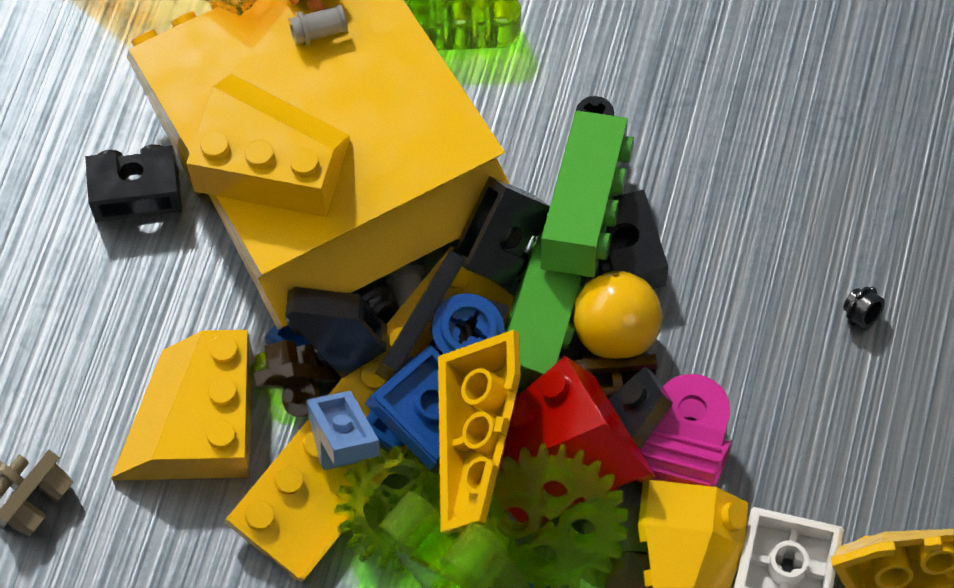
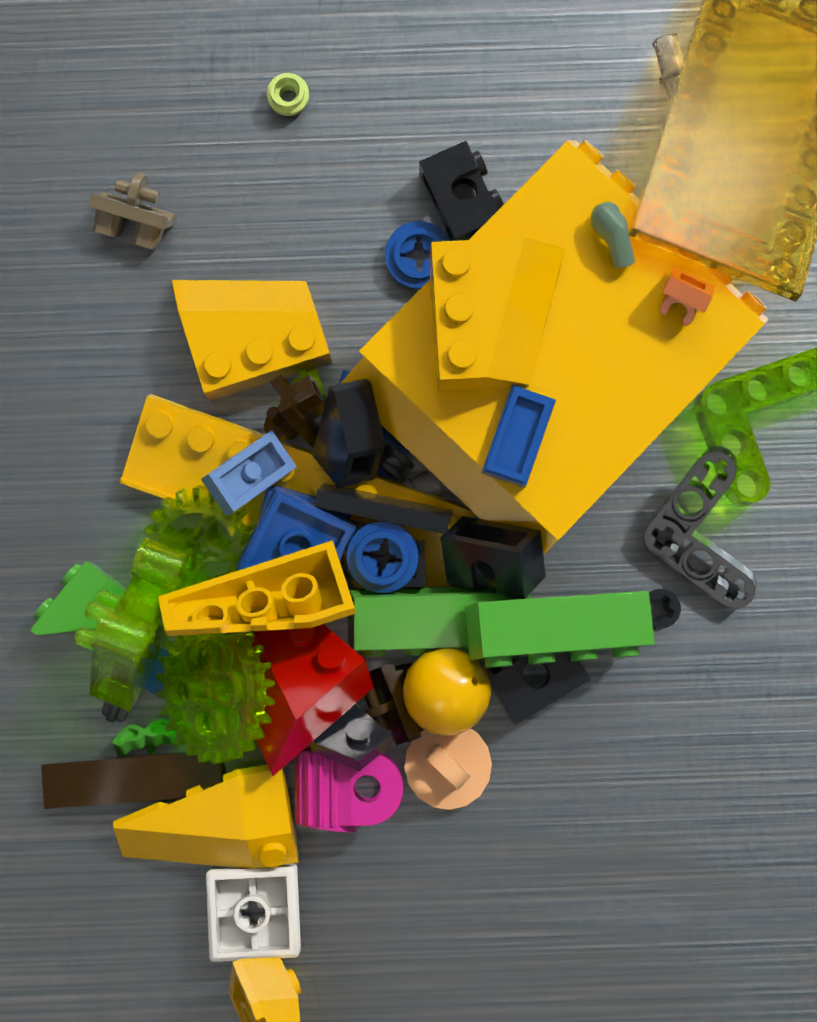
camera: 75 degrees right, 20 degrees up
(167, 225) = (403, 243): none -> blue gear
(231, 25) = (613, 229): none -> sand green arm
(317, 24) = (642, 313): light grey pin -> none
(395, 156) = (518, 436): none -> blue tile
(522, 75) = (685, 525): none -> black beam
(693, 344) = (448, 768): none -> light nougat tile
(863, 307) = (540, 919): black plate -> none

